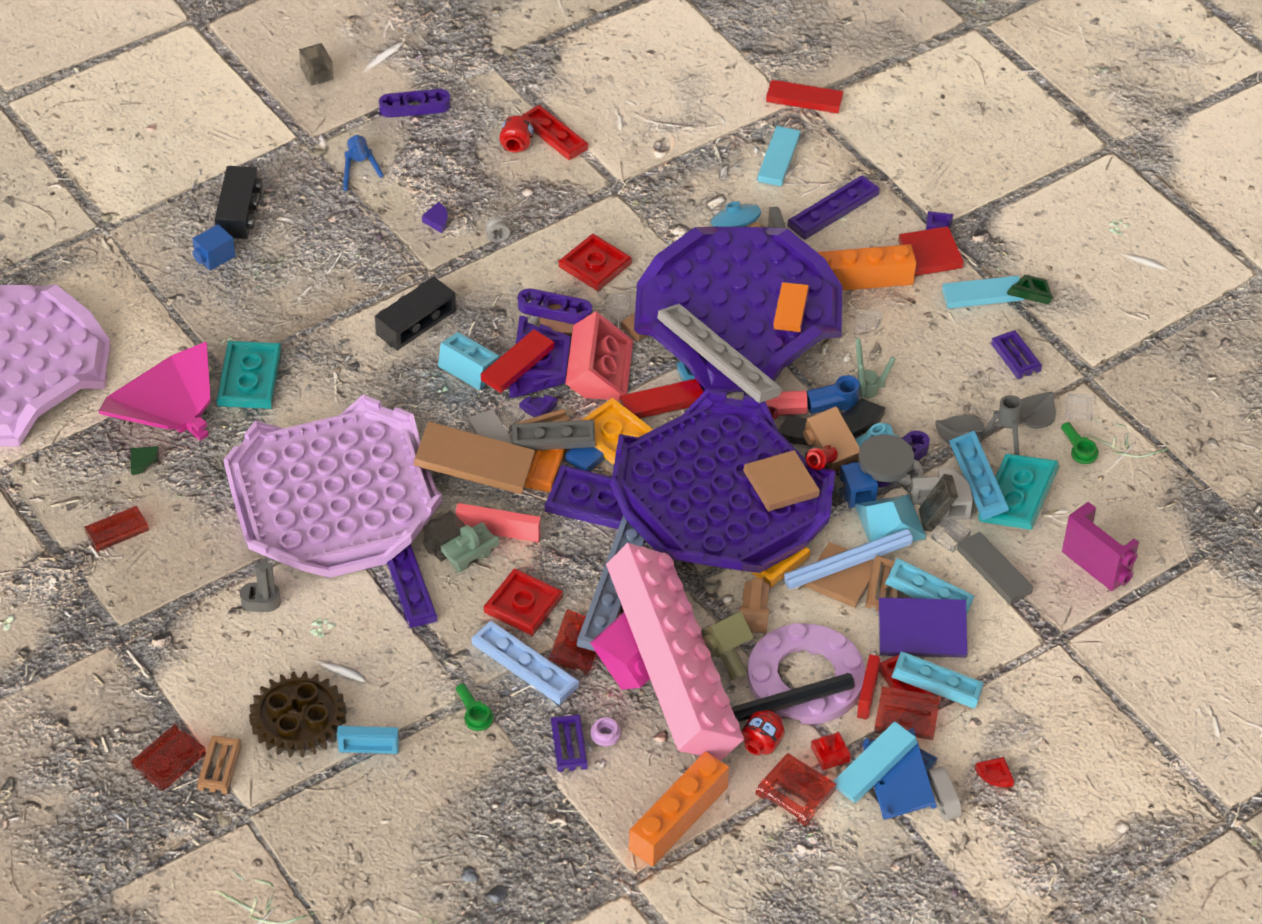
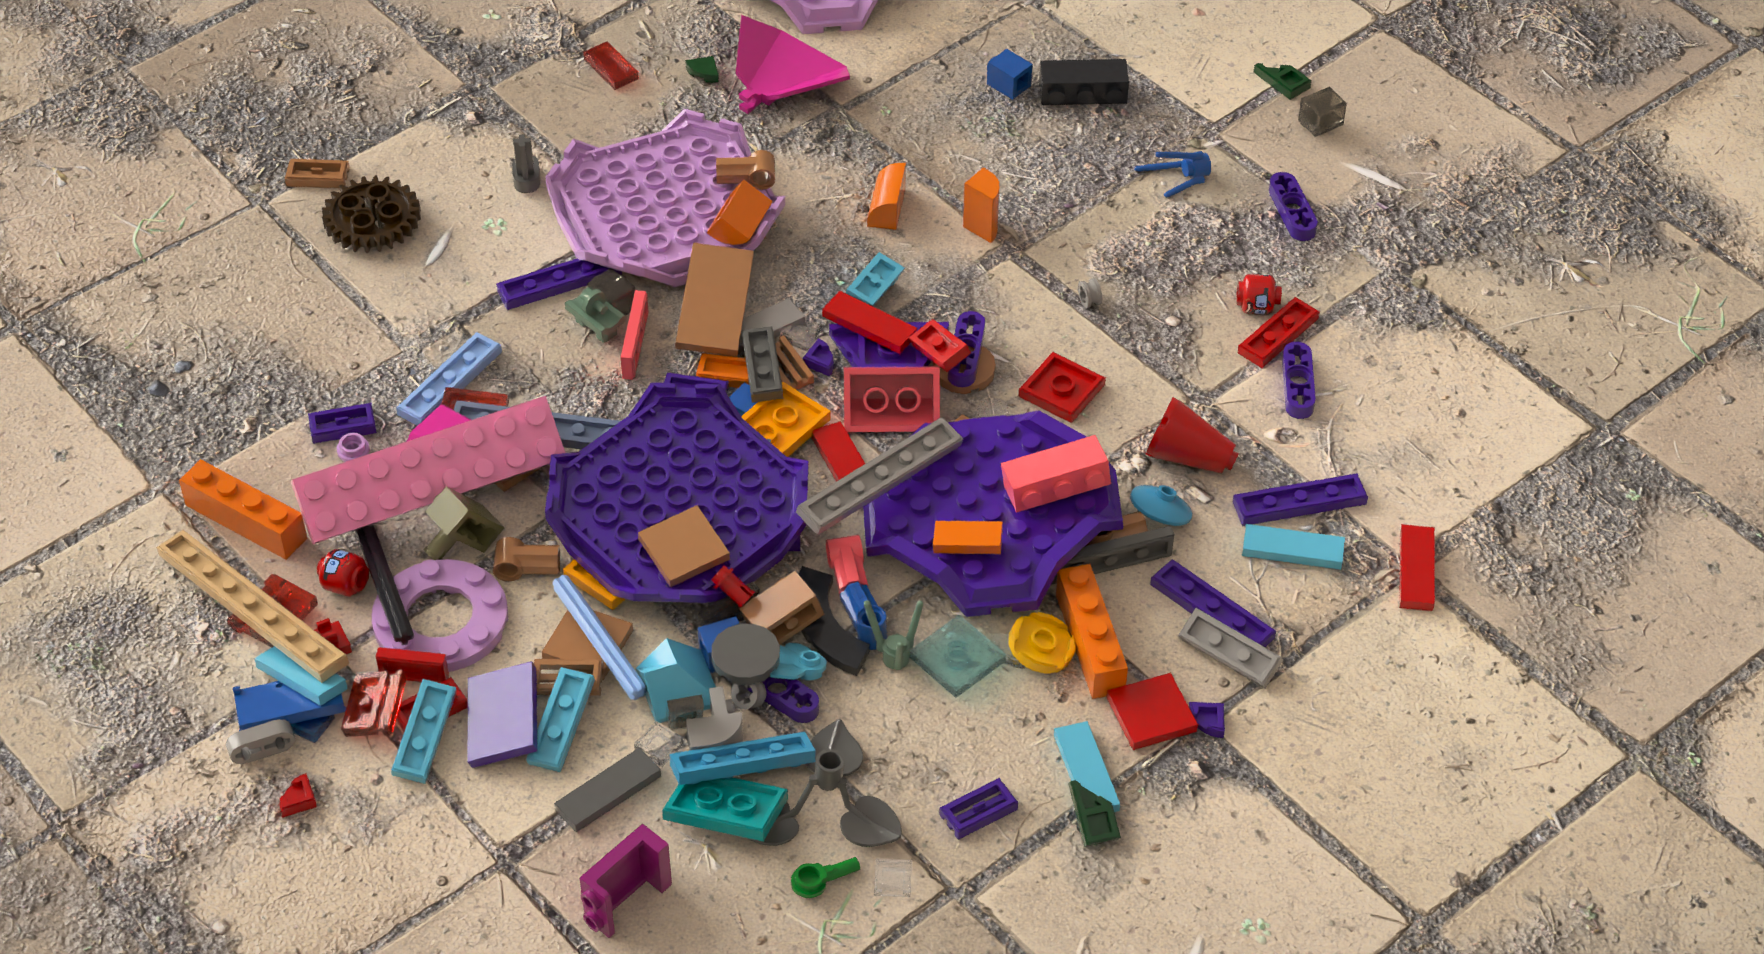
camera: 85 degrees right, 0 degrees up
(168, 757) = (325, 138): clear red plate -> none
(249, 374) = (834, 129): teal tile -> none
(257, 86) = (1284, 79): none -> dark green tile
(324, 413) = (756, 170): none -> medium nougat piece
(356, 340) = (888, 197): none -> orange brick
(368, 739) = (338, 266): dark azure tile -> none
(383, 426) = (739, 215): none -> orange brick
(393, 272) = (982, 204): none -> orange brick
(415, 313) = (939, 238): black brick -> none
(436, 217) = (1103, 244): dark purple tile -> none
(477, 715) = (375, 345): green plate -> none
(523, 602) = (532, 370): red tile -> none
(562, 313) = (939, 345): none -> red plate
(625, 135) = (1293, 389): none -> dark purple beam
(673, 192) = (1191, 441): none -> red cone
(731, 146) = (1300, 499): none -> dark purple tile
(741, 243) = (1056, 473): none -> coral brick
(796, 797) = (253, 606): none -> tan tile
(867, 299) = (1042, 643): none -> yellow tile
(877, 200) = (1230, 648): none -> light grey tile
(878, 346) = (957, 656): none -> clear light blue plate

